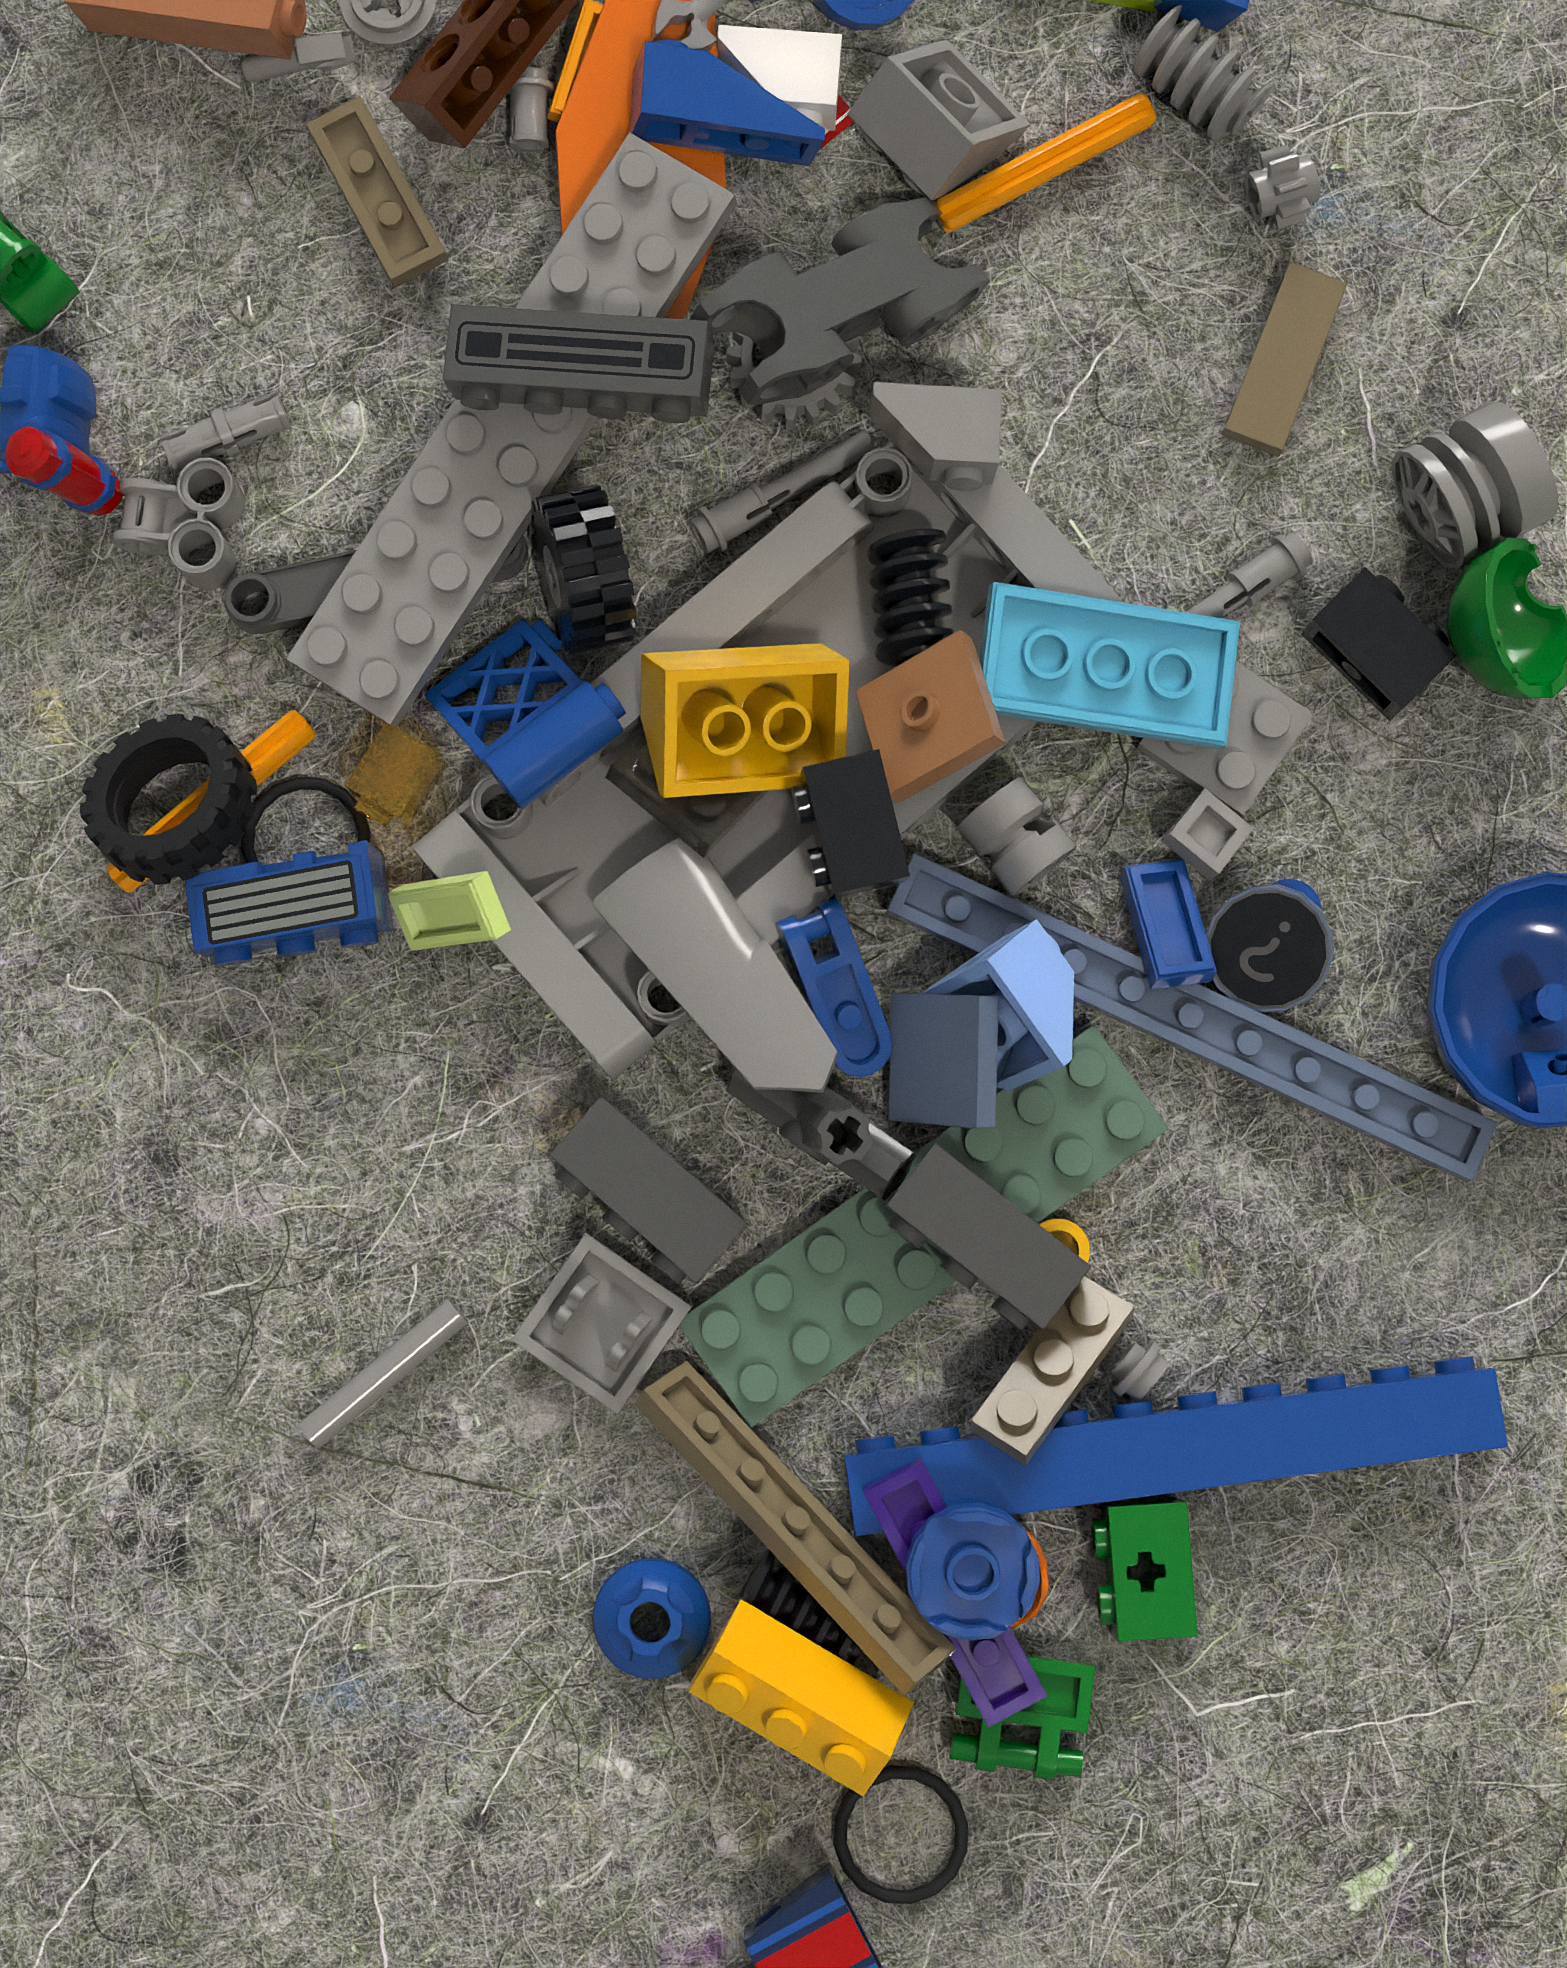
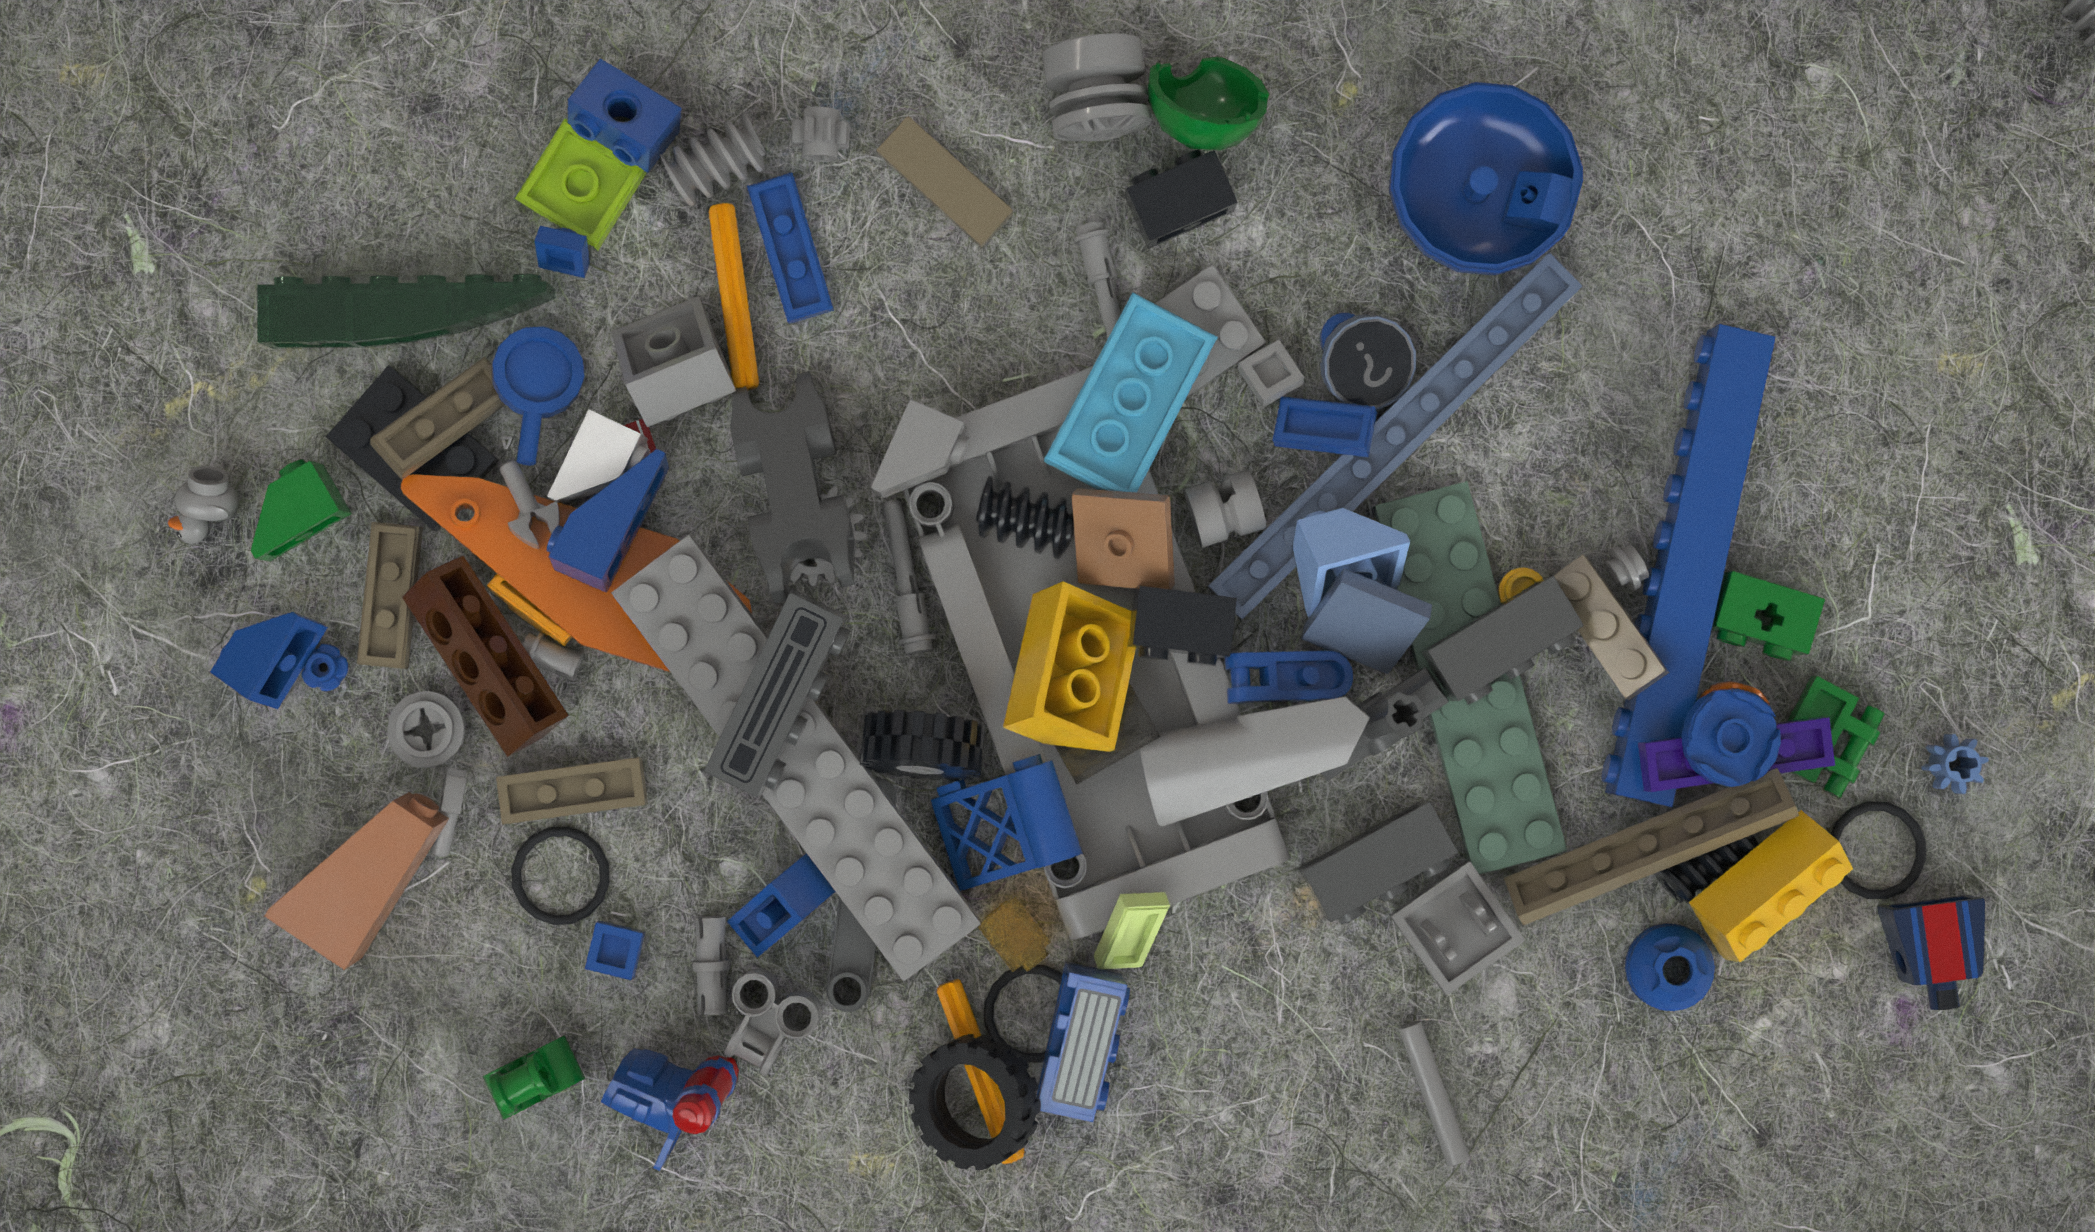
camera: 70 degrees left, 5 degrees up
(202, 311) = (615, 950): none -> blue plate
(251, 170) = (517, 879): none -> black piece
(327, 484) = (781, 905): none -> blue slope
(1040, 1907) = (1969, 763): none -> medium blue gear
(1130, 208) = (790, 248): none -> blue tile

